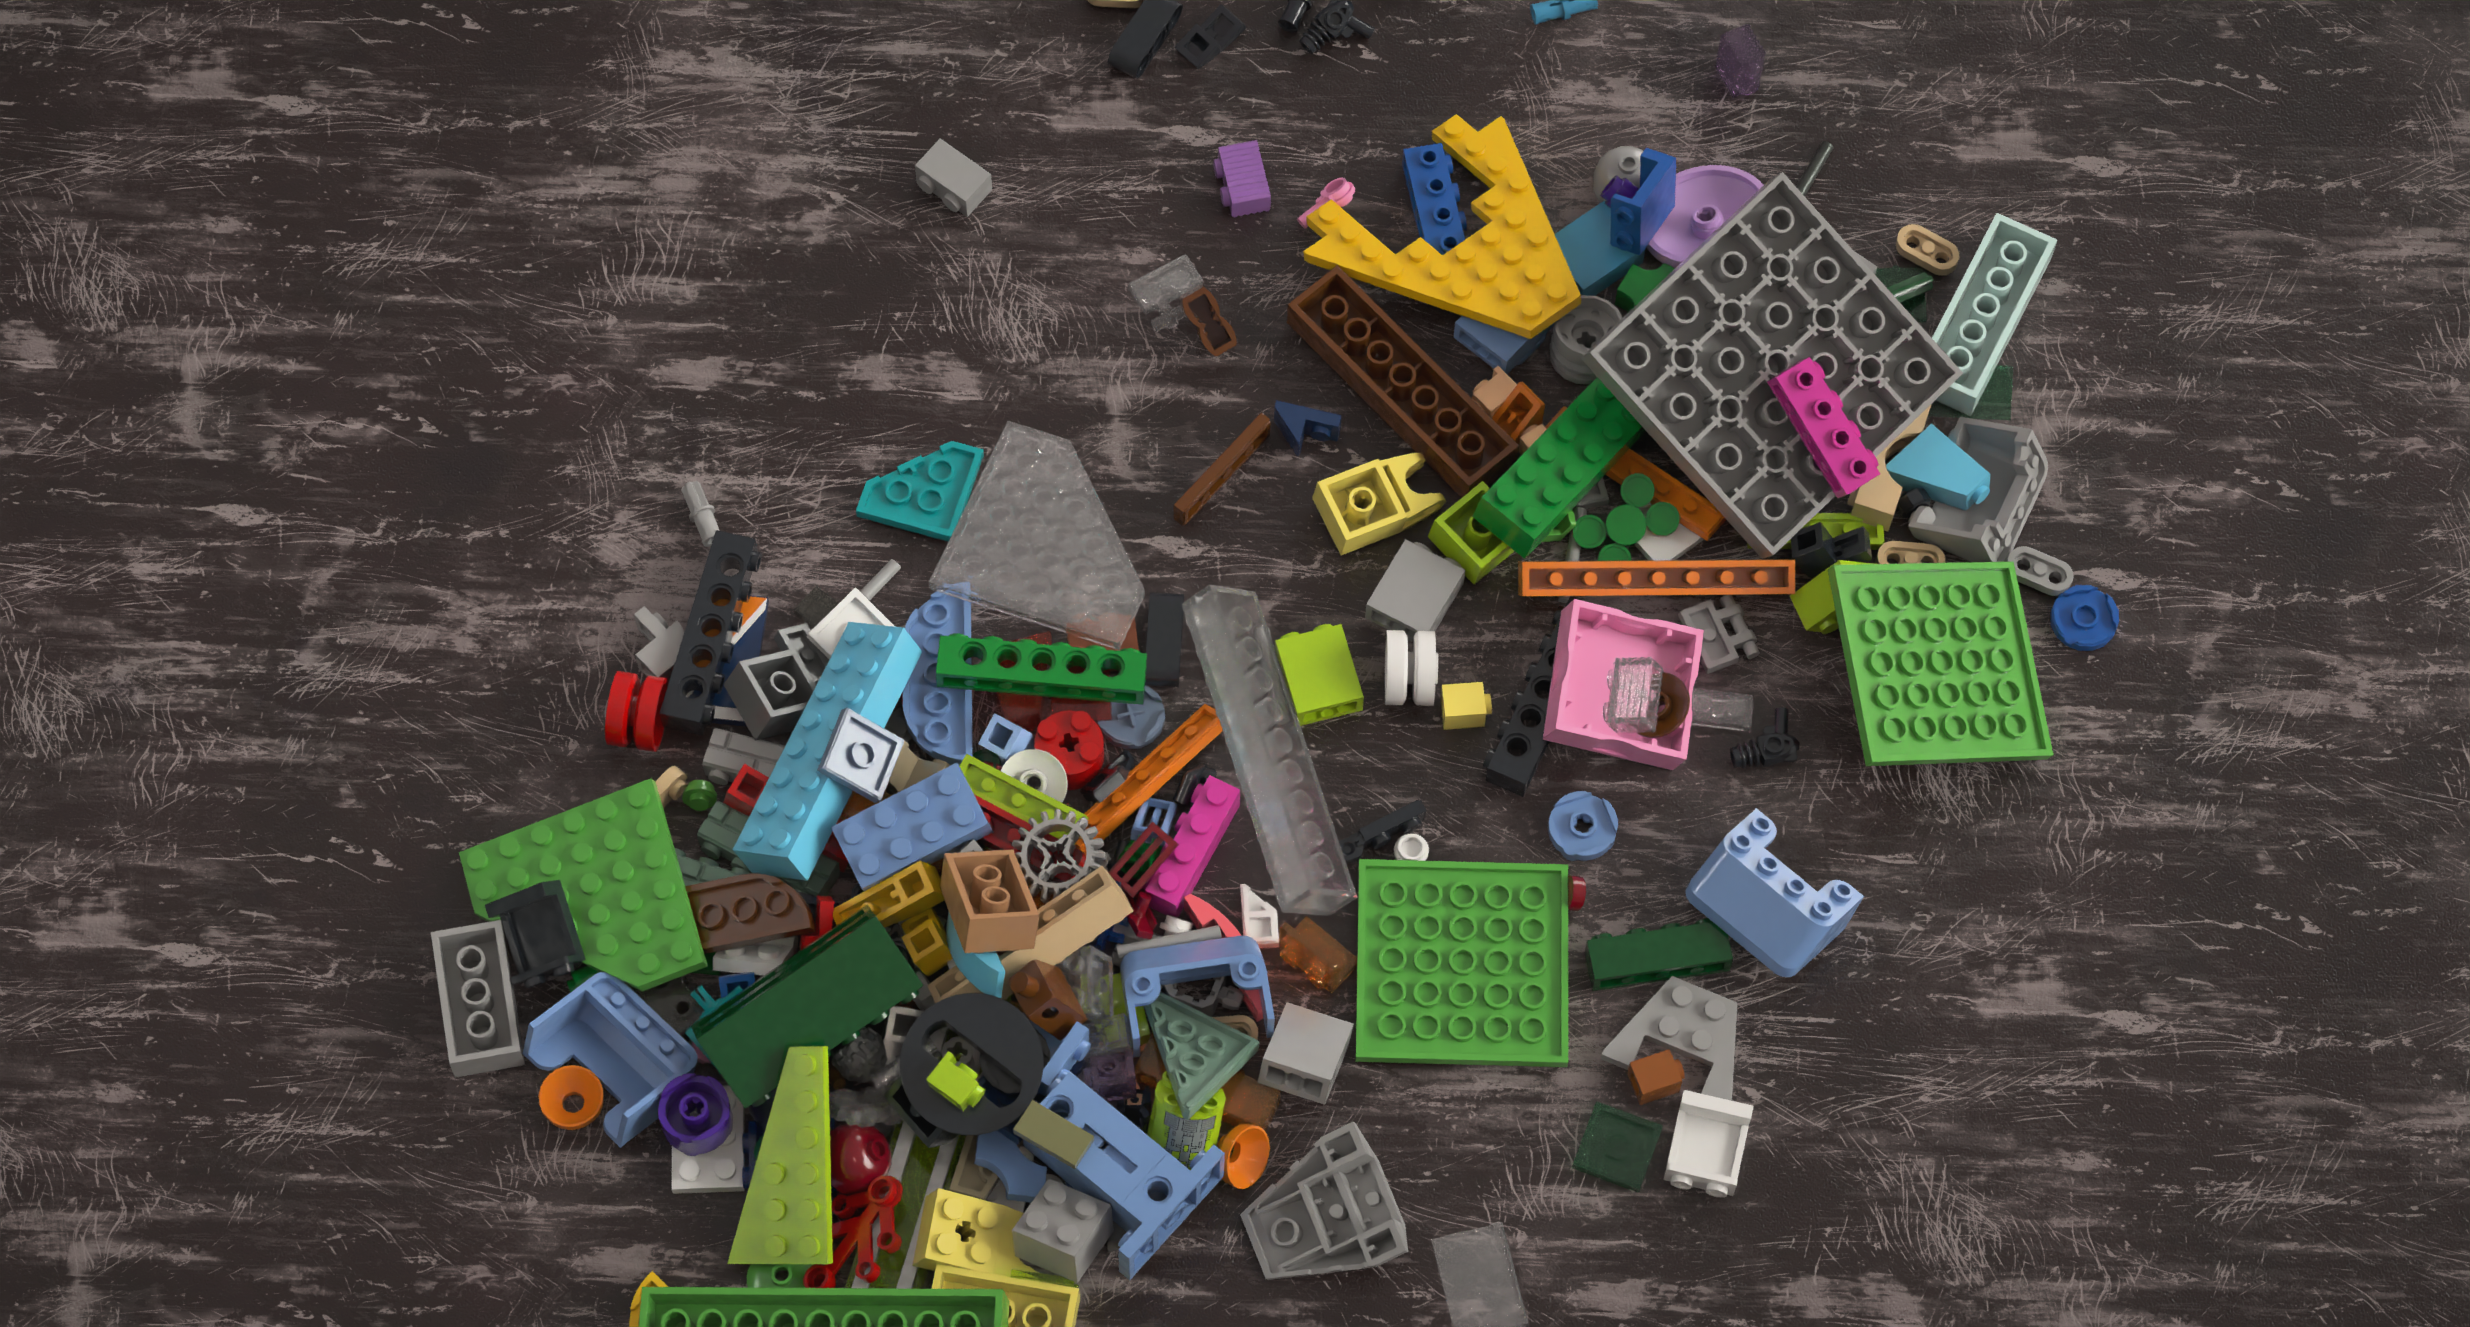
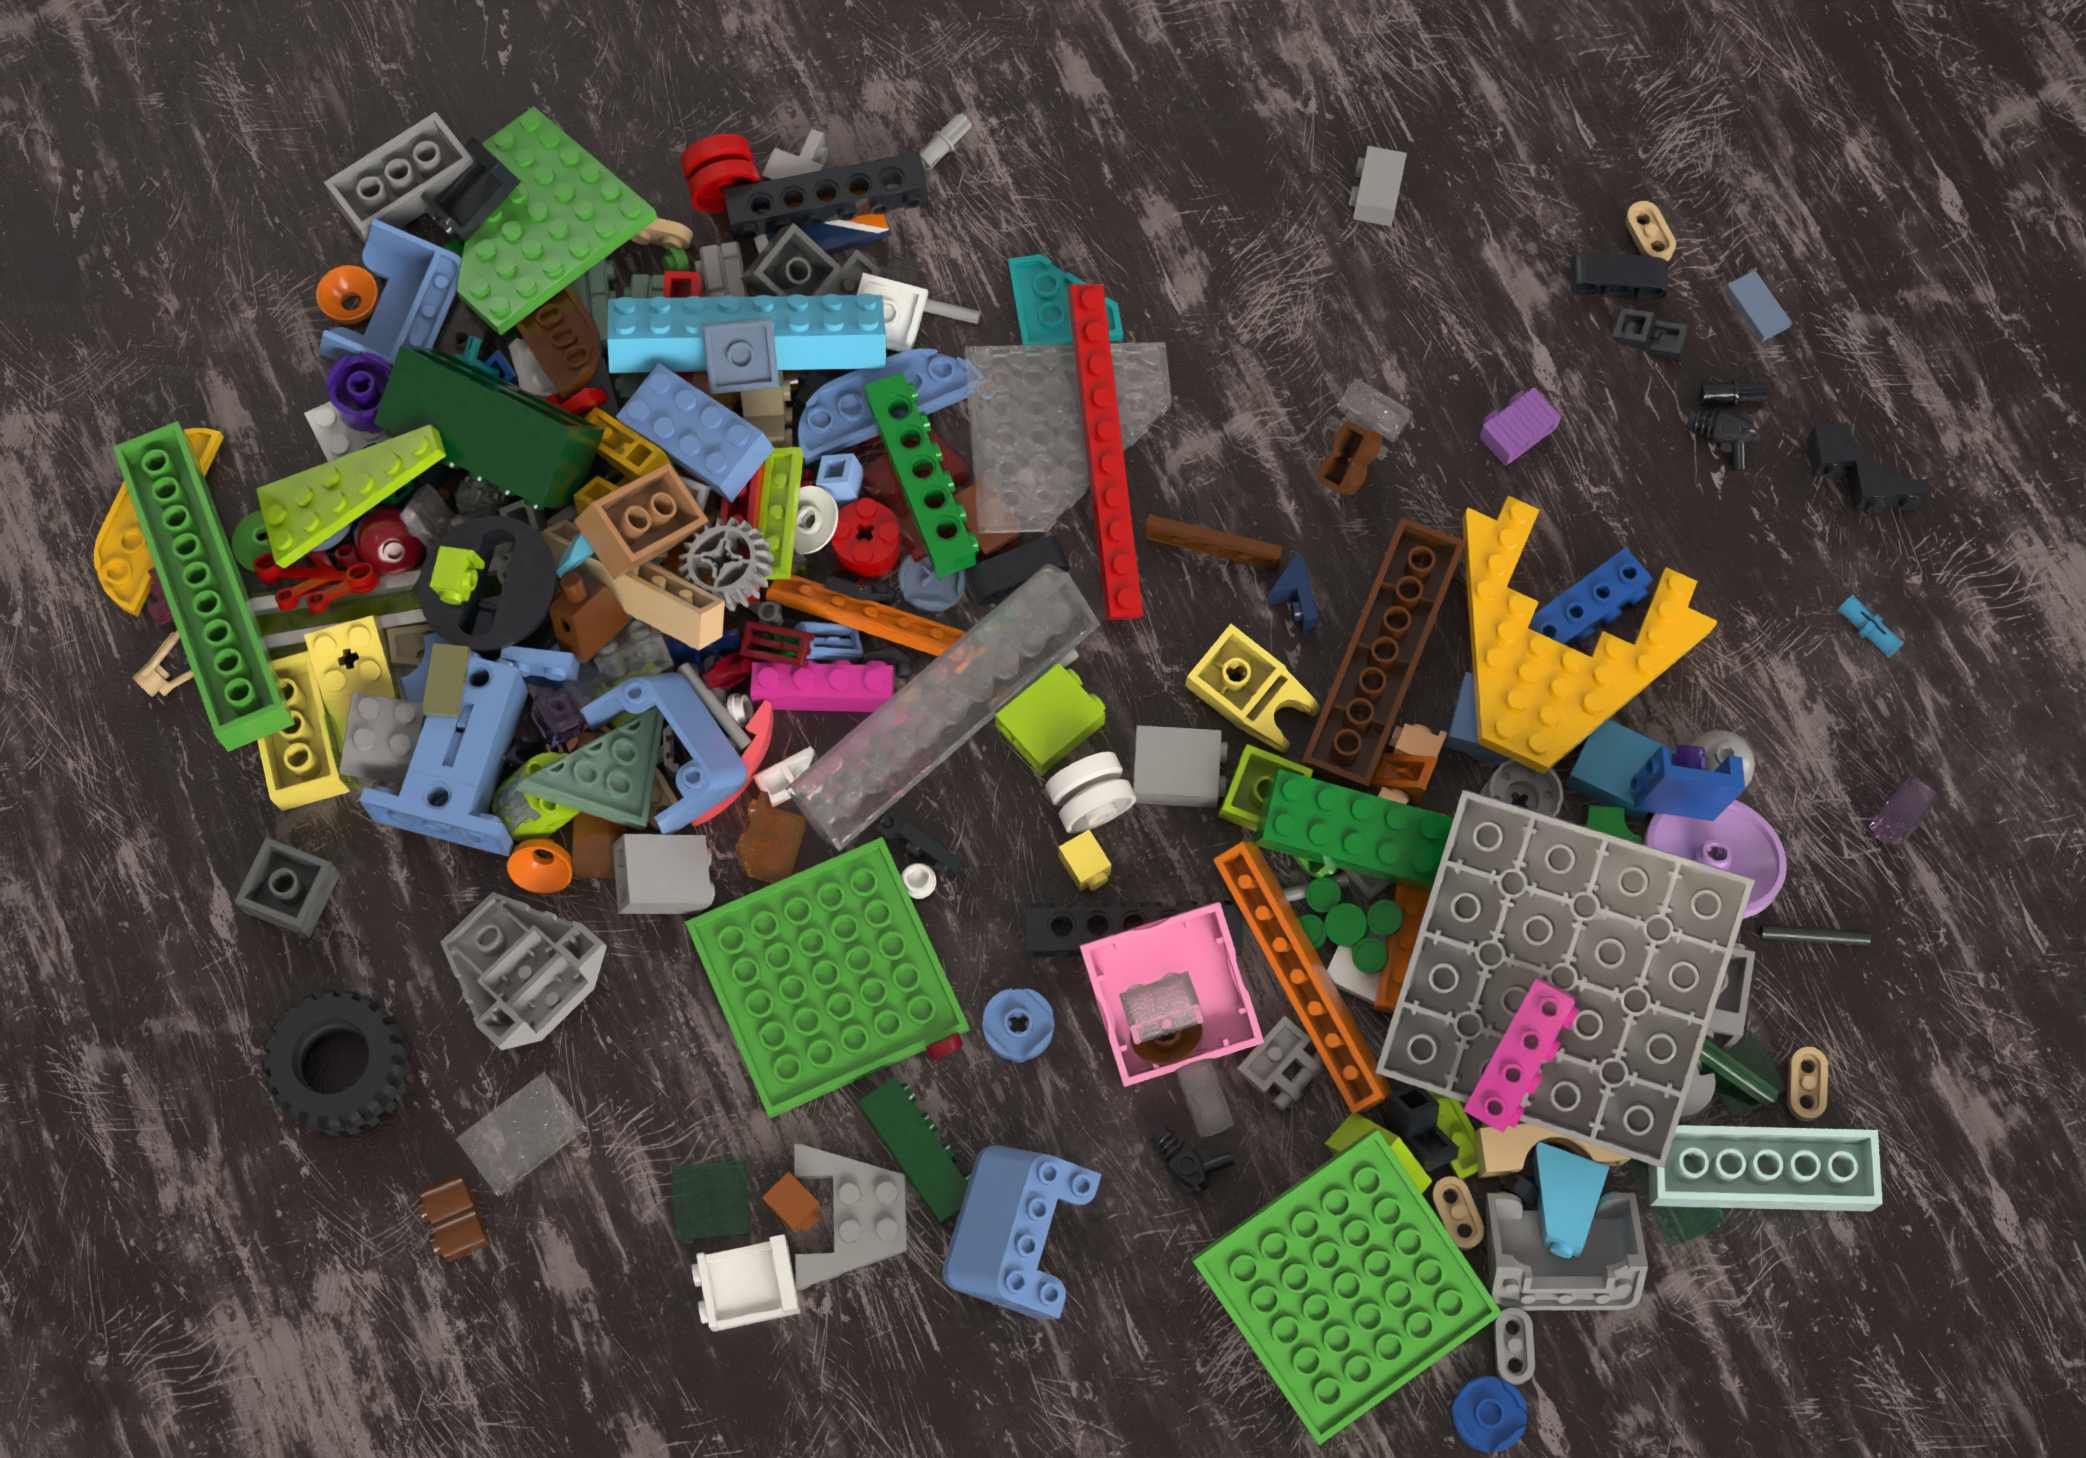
camera: 65 degrees right, 5 degrees up
(1097, 510) = (1104, 452): none -> red plate
(1338, 190) = (1551, 513): bright pink plate -> none

